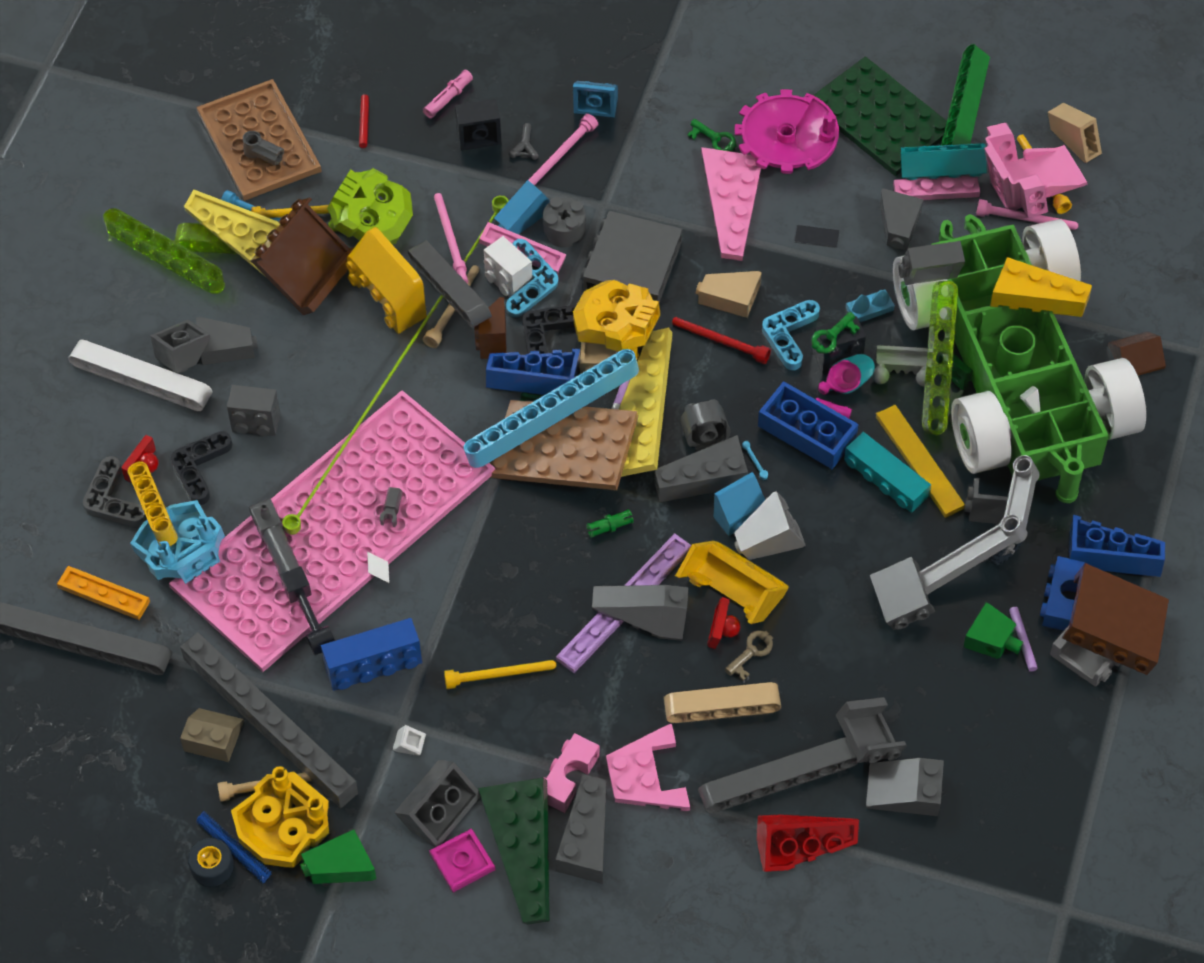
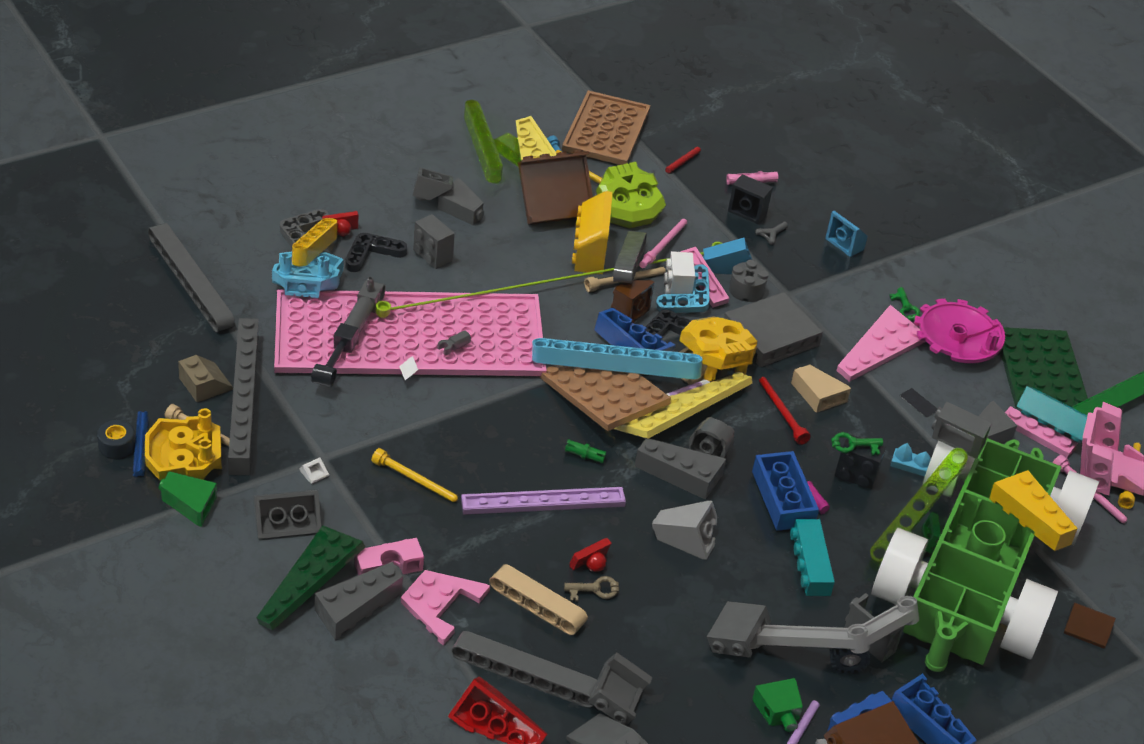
camera: 35 degrees right, 15 degrees down
(103, 592) = (236, 269): light orange plate -> none
(140, 375) = (393, 186): white beam -> none
(256, 147) = (599, 128): dark grey piece -> none
(372, 654) = (345, 404): blue brick -> none
(462, 860) = (263, 556): dark pink tile -> none
(587, 124) = (825, 246): bright pink piece -> none
(648, 607) = (554, 512): dark grey wedge -> none
(733, 576) = (632, 532): yellow windscreen -> none
(737, 503) = (682, 490): dark azure slope -> none
(763, 473) = (724, 500): medium azure hinge -> none
(782, 331) = (829, 432): medium azure beam -> none
(848, 374) = (845, 482): dark pink hair -> none
(898, 359) = (894, 500): light grey gear -> none
(920, 460) = (846, 570): yellow tile -> none
(1031, 399) = (960, 574): white slope -> none

